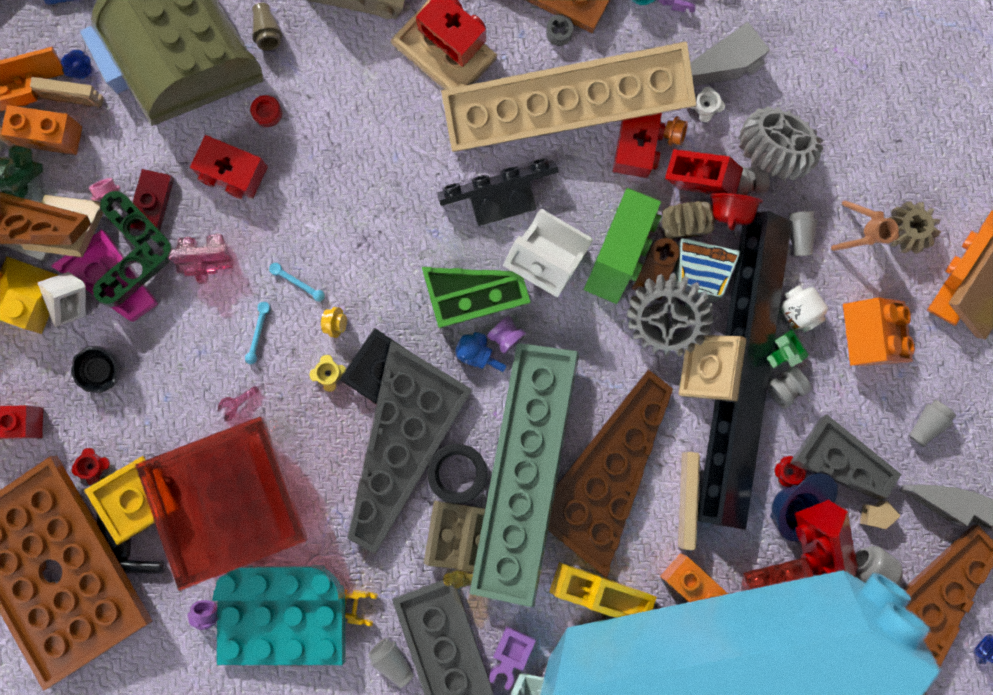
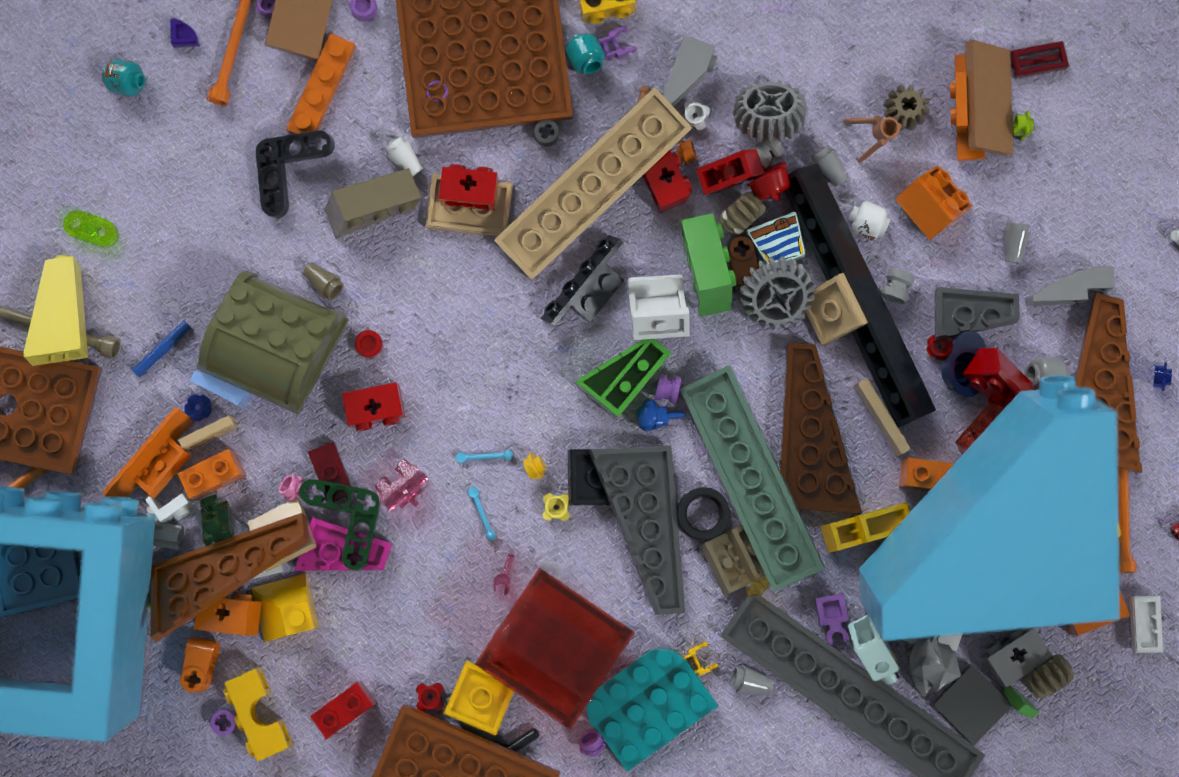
camera: 35 degrees left, 0 degrees up
(64, 298) = (324, 585): white slope -> none
(96, 369) = (384, 622): black hair -> none
(788, 349) = (878, 258): green plate -> none
(879, 515) = (1023, 334): tan piece -> none

